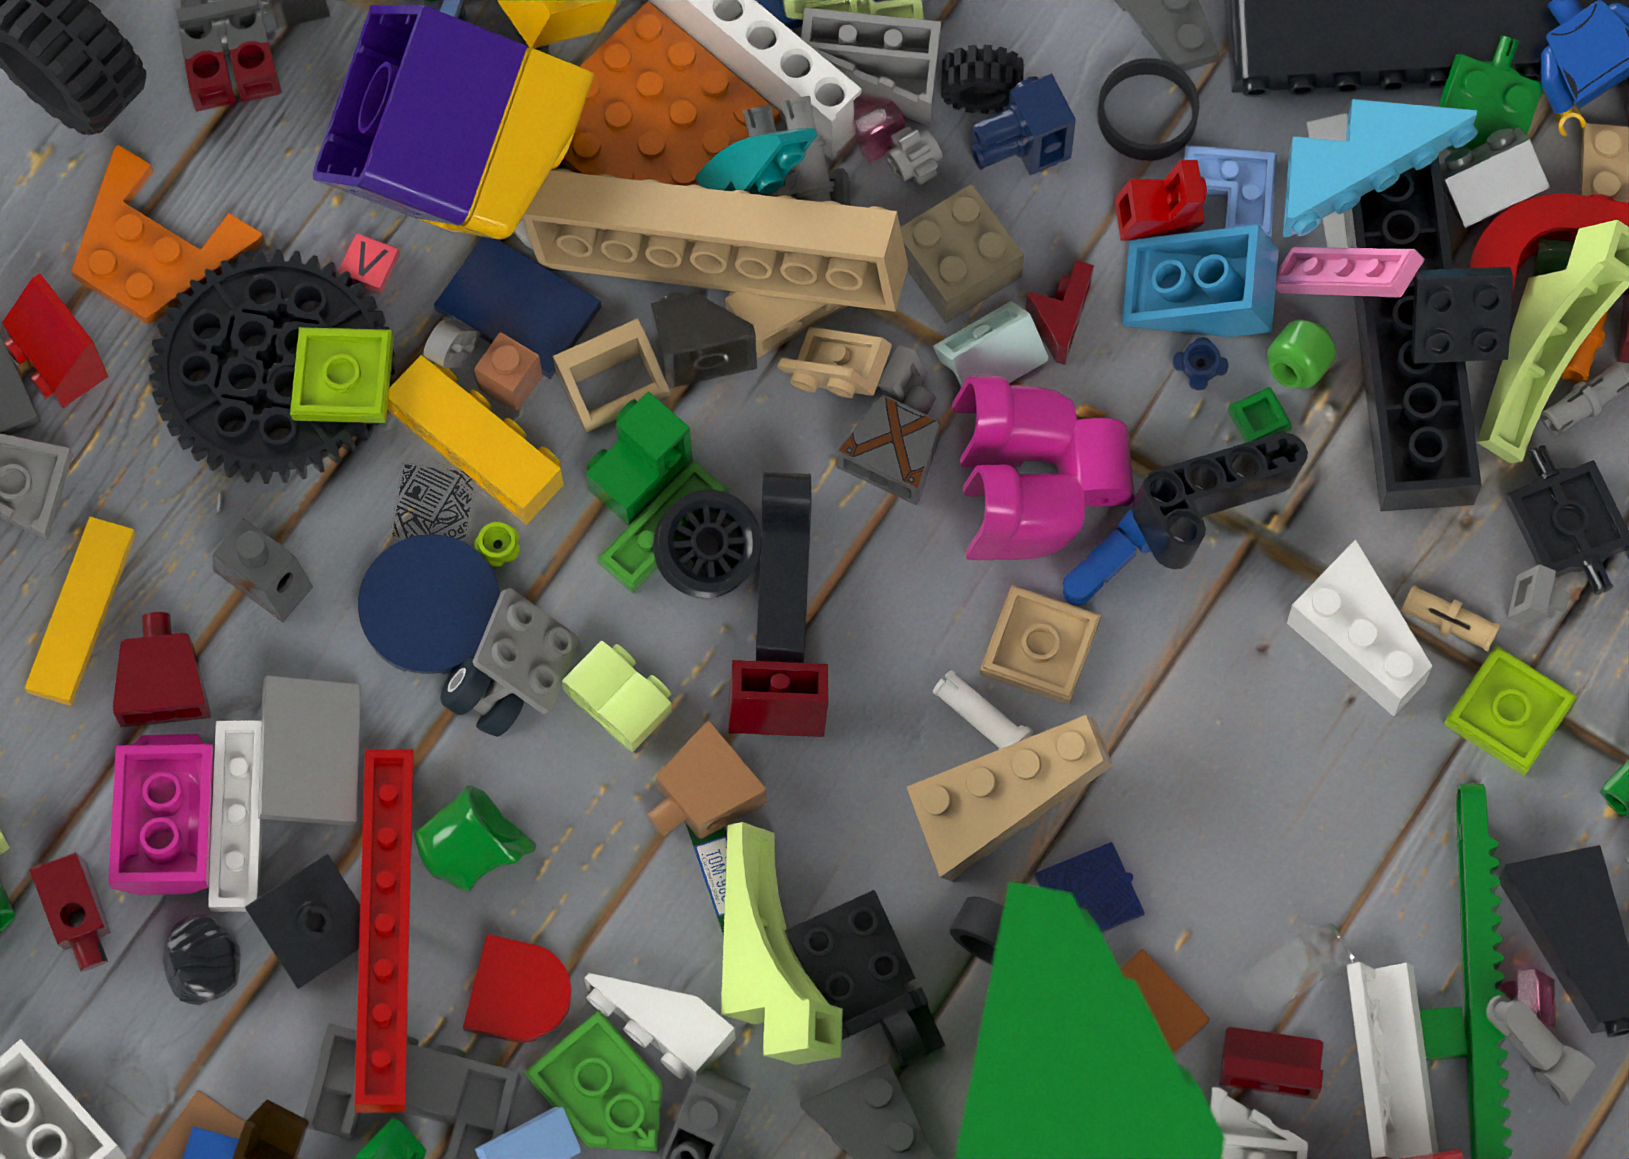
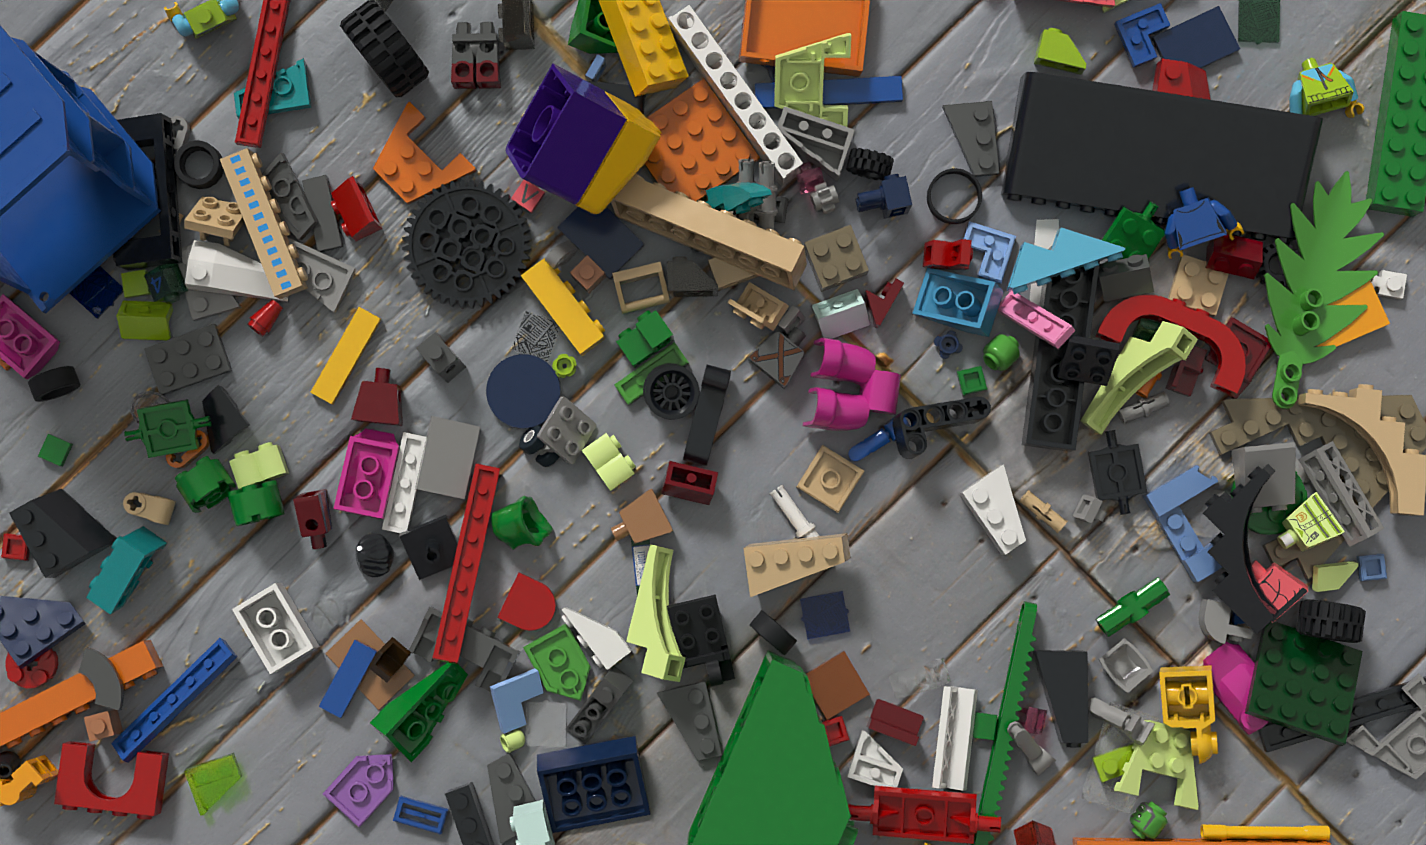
camera: 15 degrees right, 15 degrees up
(342, 375) = (501, 261): lime tile -> none
(1510, 710) = (1061, 565): lime tile -> none

